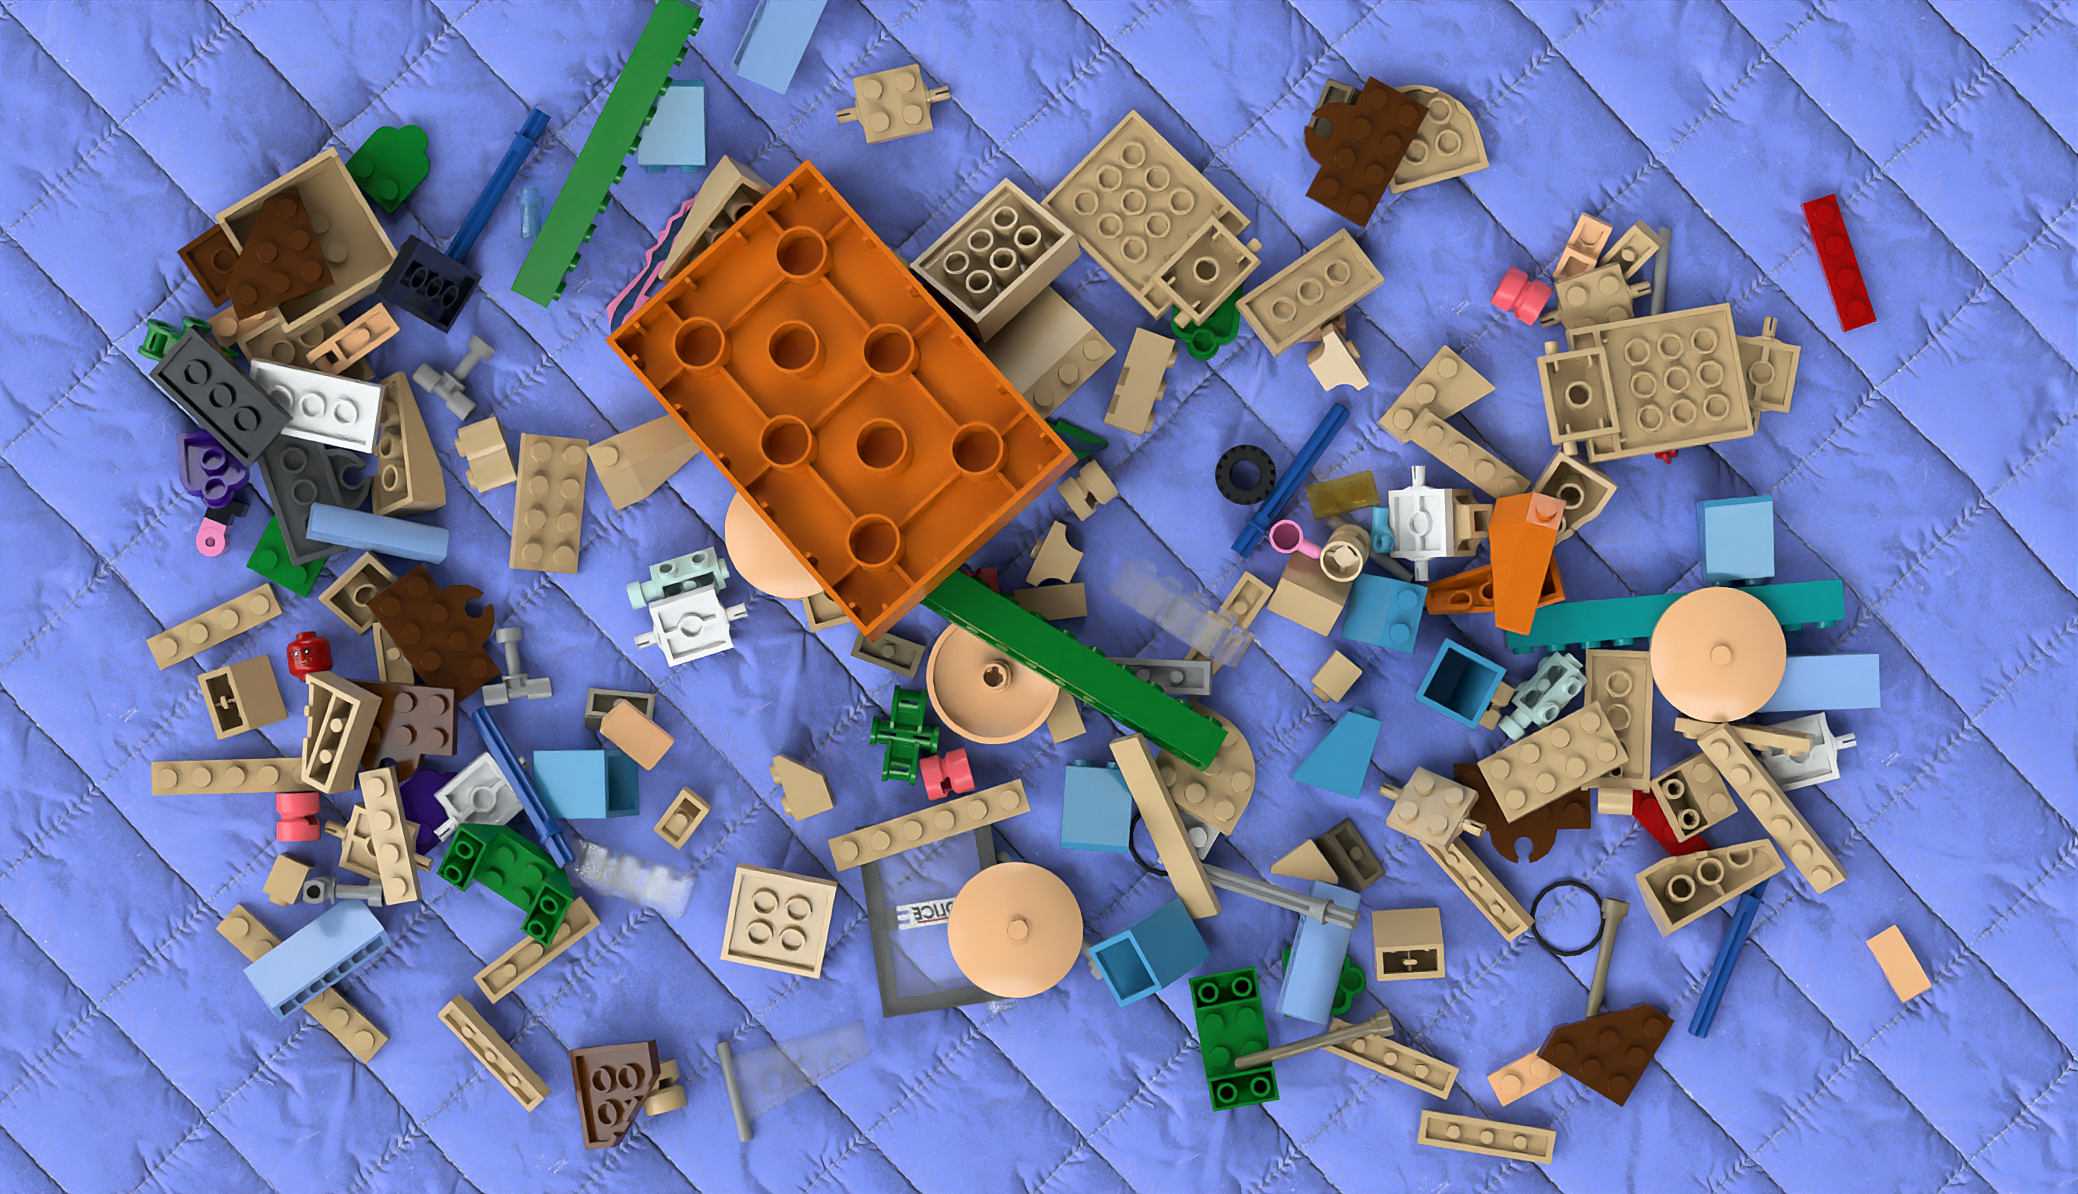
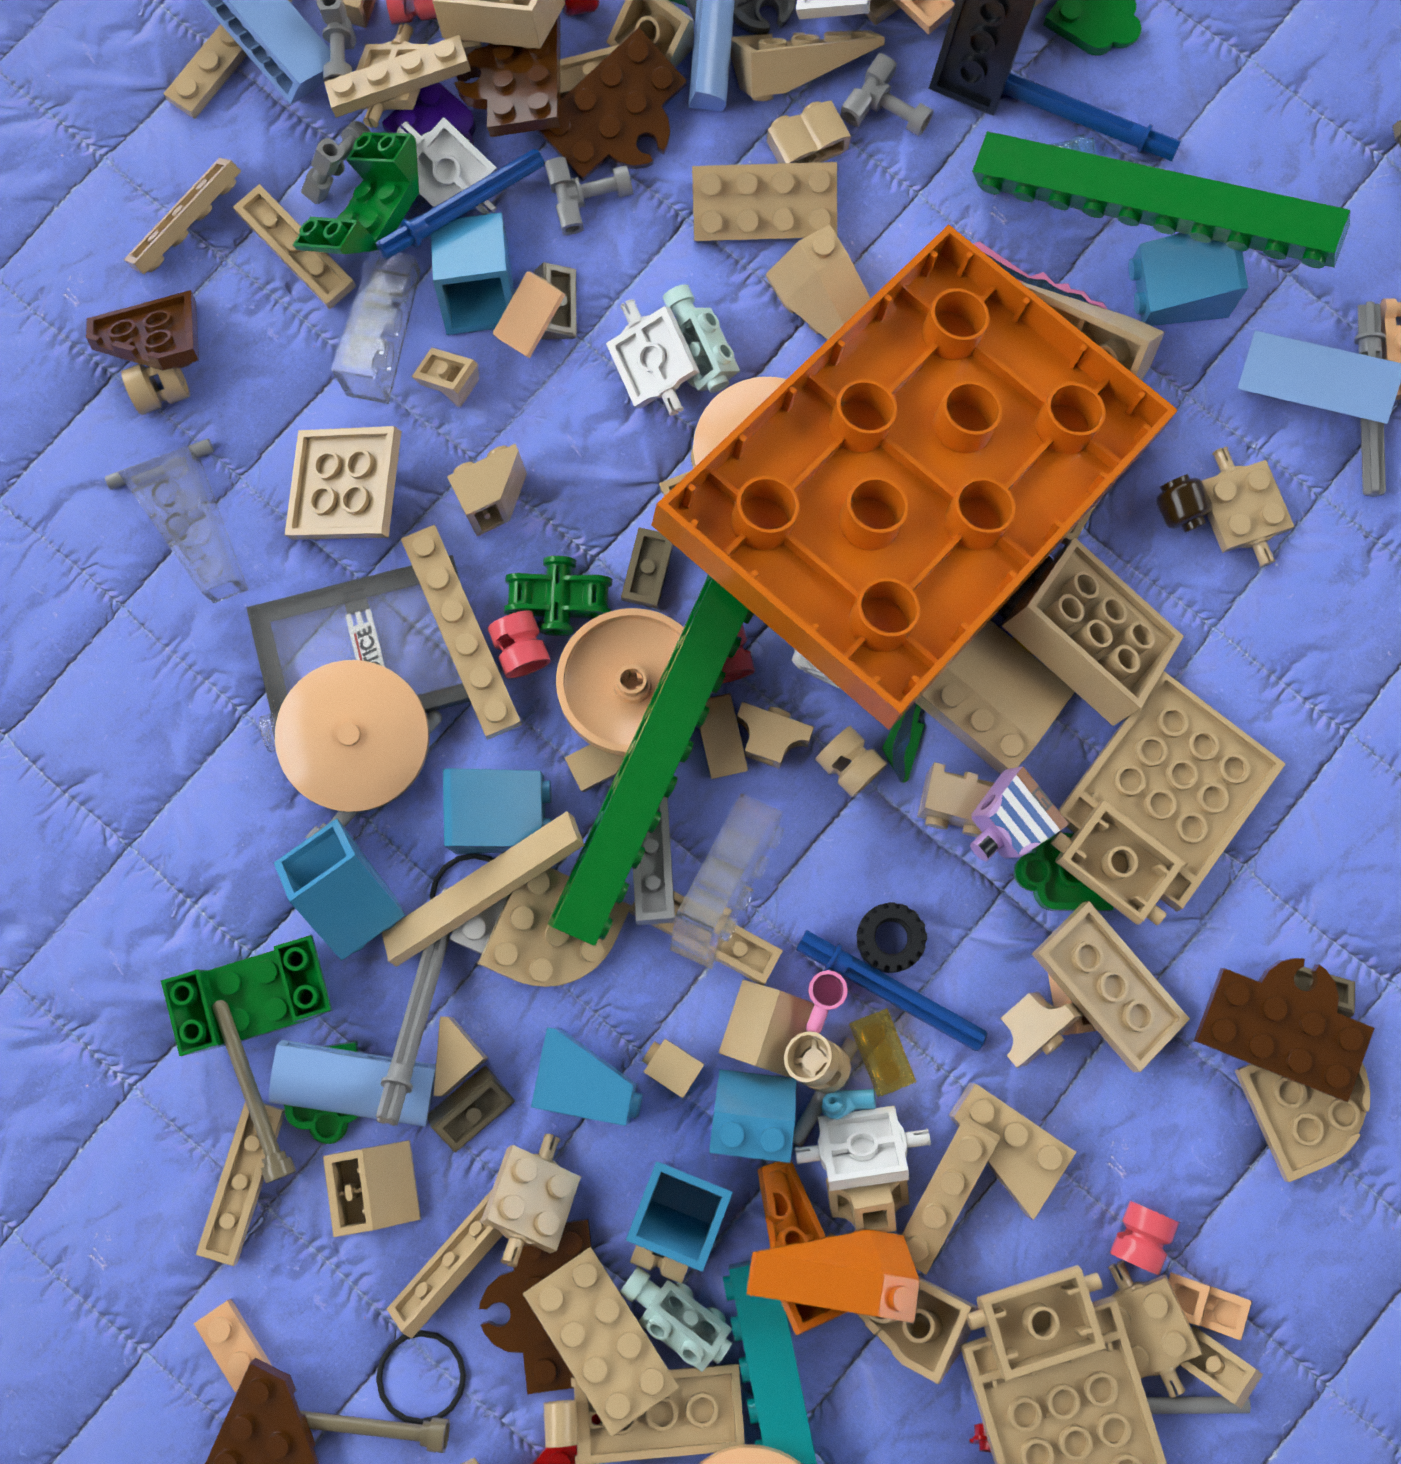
camera: 90 degrees right, 10 degrees down
(465, 905) = (329, 161): none -> light grey bar
(886, 160) = (1184, 503): none -> dark brown head
(1158, 358) = (1014, 817): none -> torso
(1486, 1136) = (157, 1308): tan plate -> none

